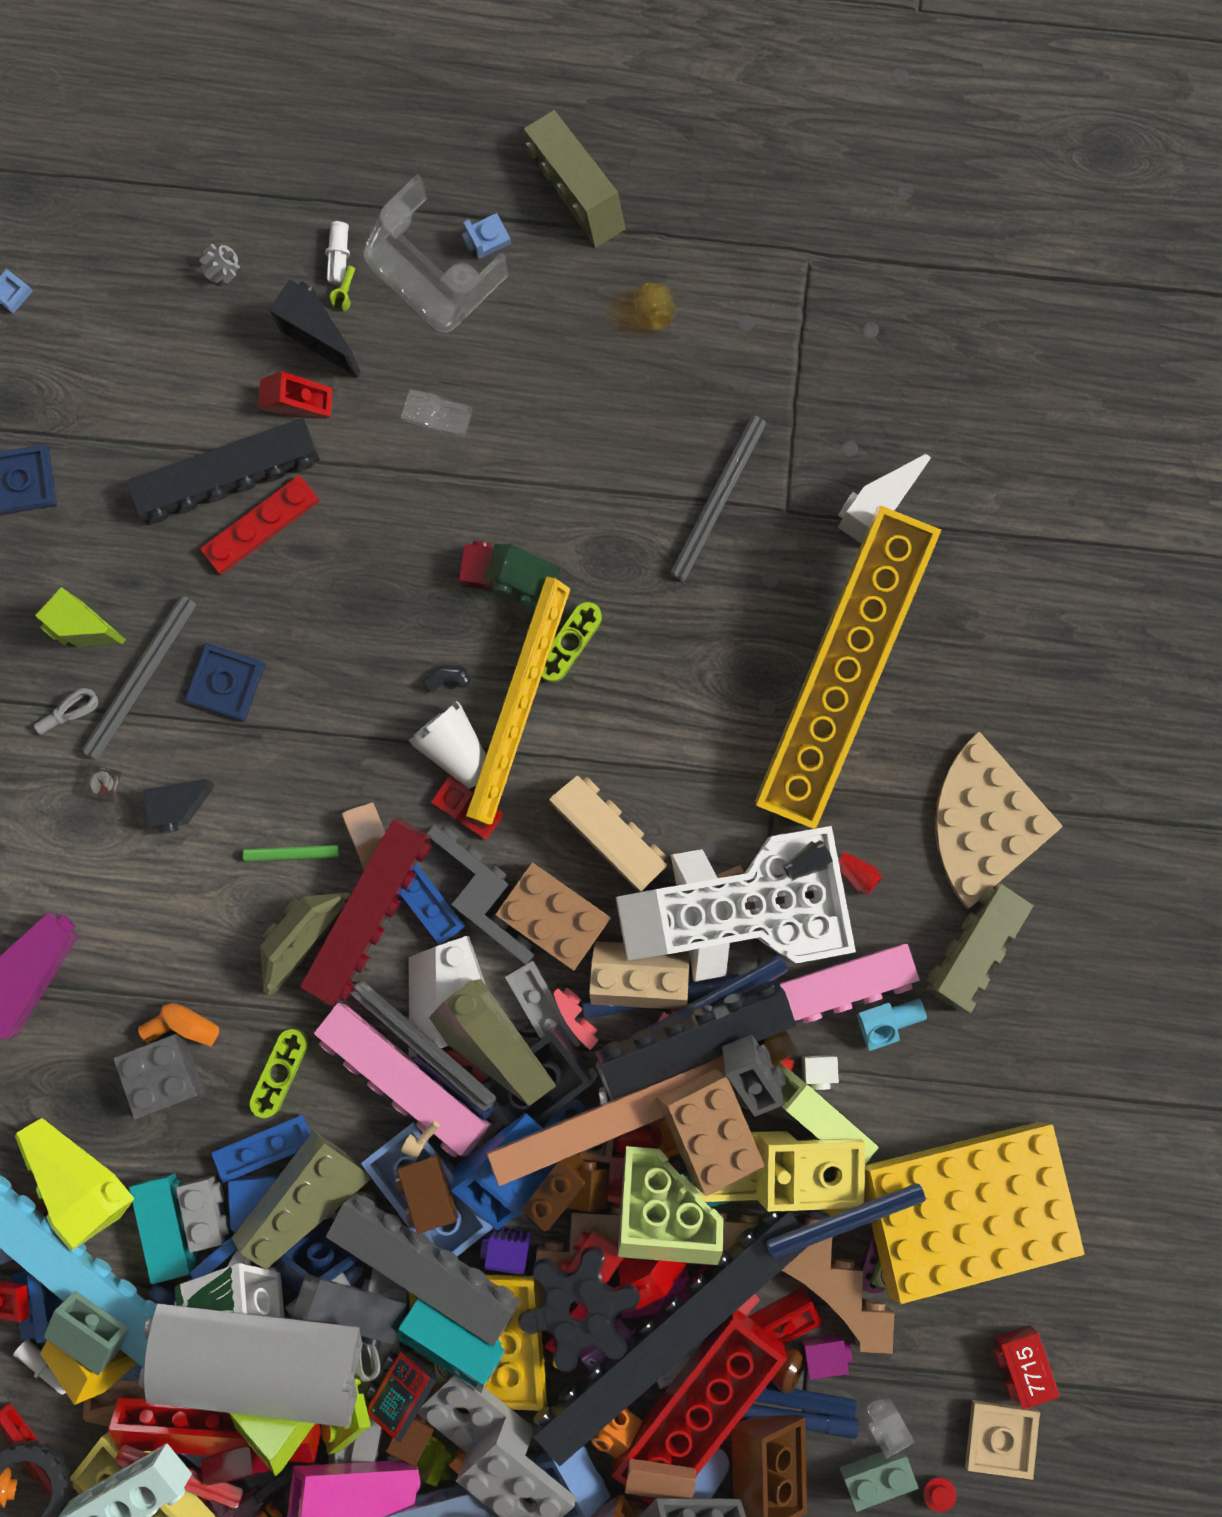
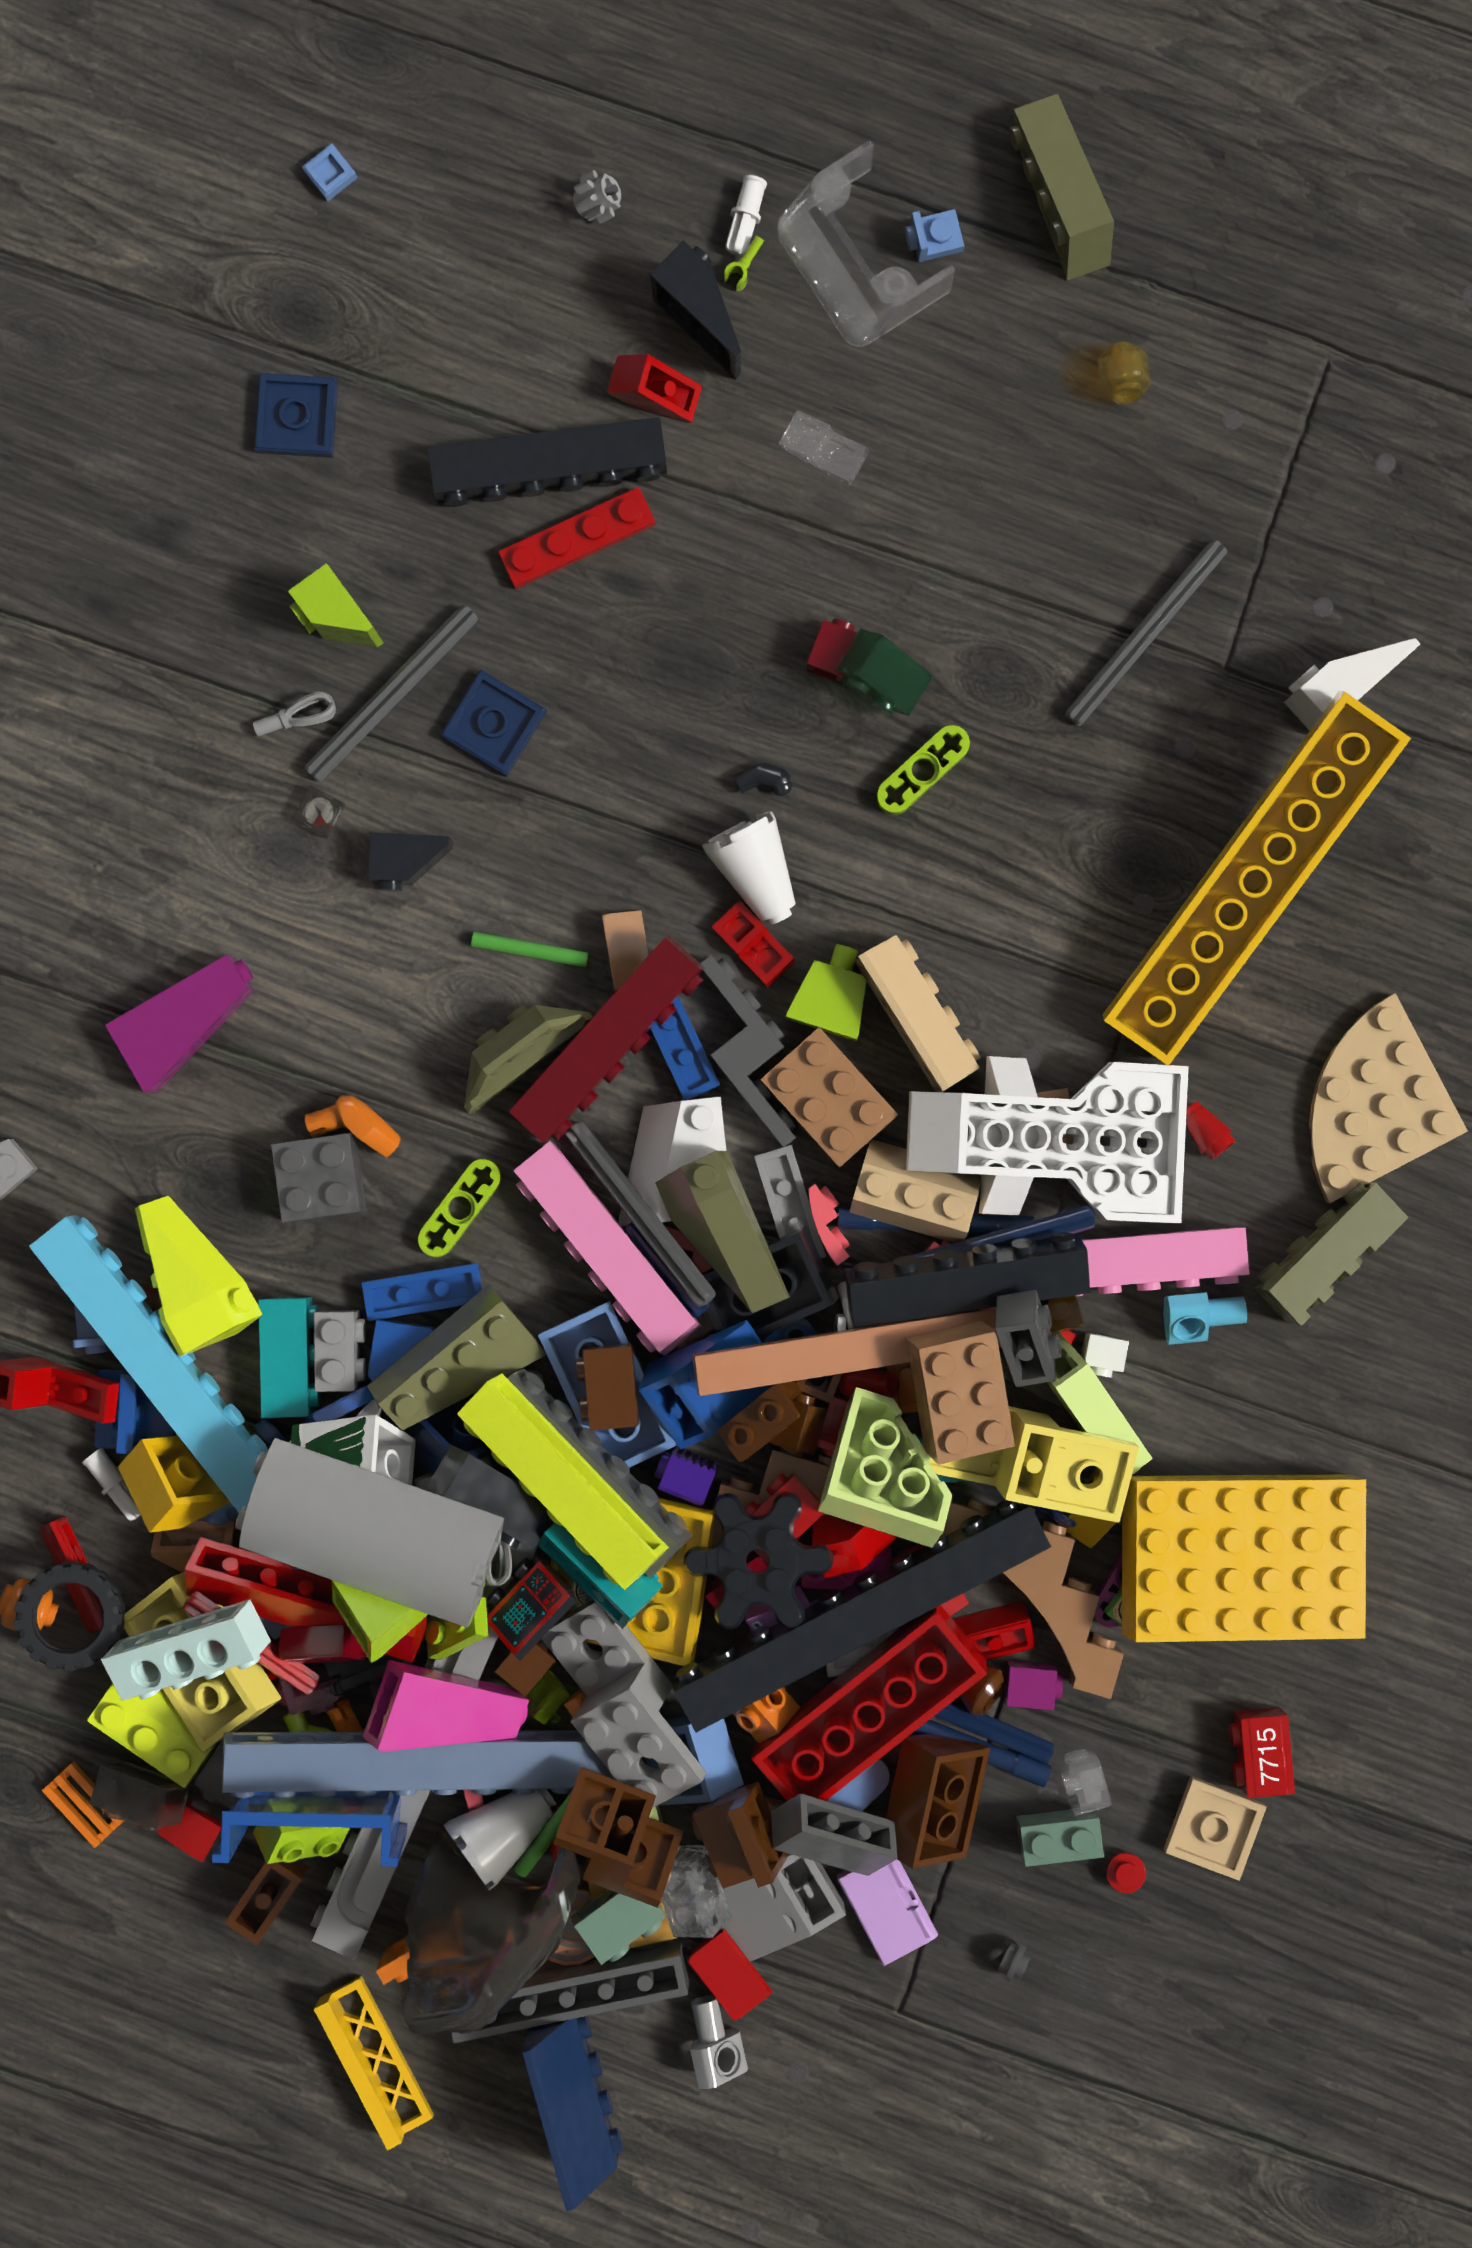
camera: 20 degrees right, 5 degrees up
(86, 1332) = (181, 1453): sand green brick -> none
(403, 1283) = (562, 1481): none -> neon yellow brick
(414, 1145) = (606, 1328): tan hand -> none
(518, 701) = (846, 827): yellow tile -> none
(537, 835) = (831, 996): none -> lime torso
(660, 1480) = (807, 1776): nougat slope -> none
(809, 860) = (1151, 1101): black cone -> none
(845, 1221) = (1095, 1531): dark blue axle -> none

